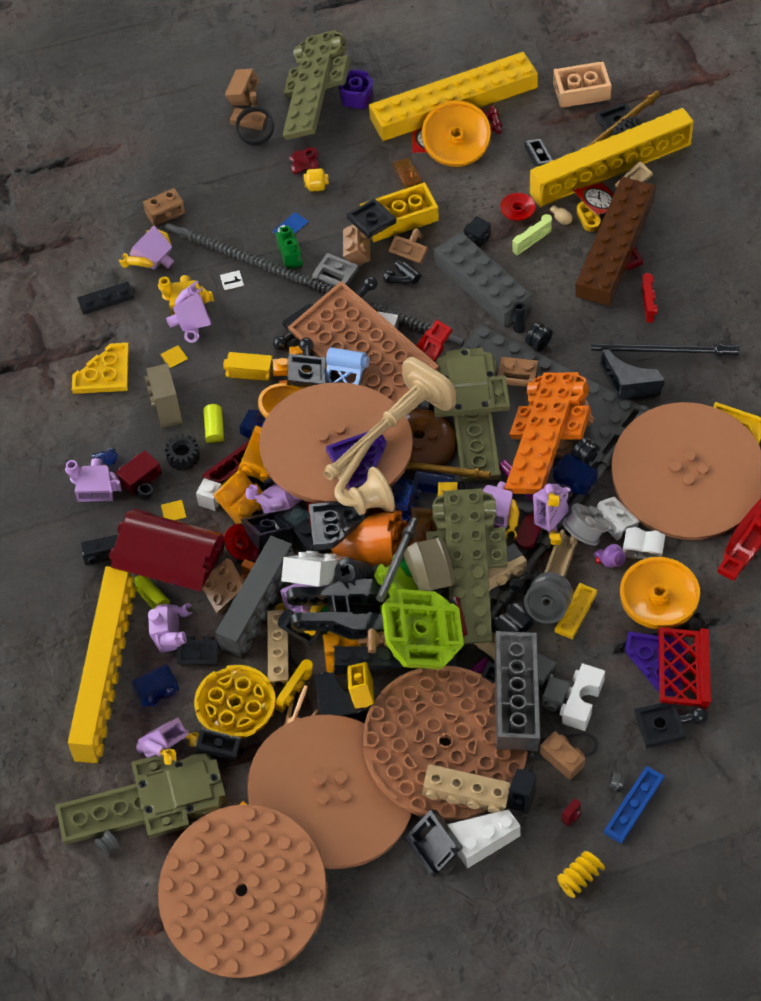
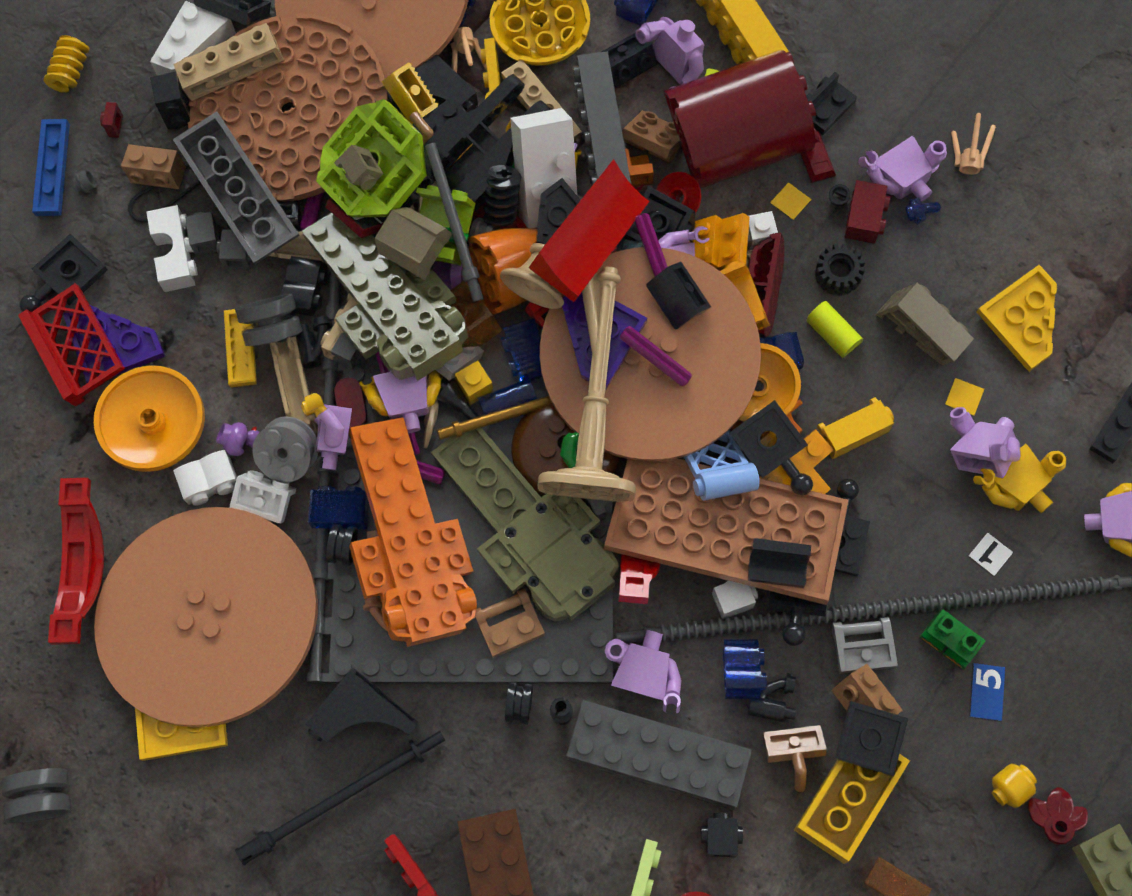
camera: 145 degrees right, 15 degrees up
(51, 467) = (970, 161): none -> light nougat plant
(291, 482) = (650, 243): none -> magenta axle
(297, 448) = (678, 295): none -> black panel
(323, 498) = (589, 233): none -> red arch
(337, 426) = (655, 356): none -> magenta axle
(353, 307) = (778, 562): none -> black panel
(408, 290) = (742, 669): none -> clear blue brick
(422, 420) = (569, 449): none -> green arm
(432, 620) = (359, 167): none -> dark tan brick
(460, 313) = (646, 669): none -> lavender torso

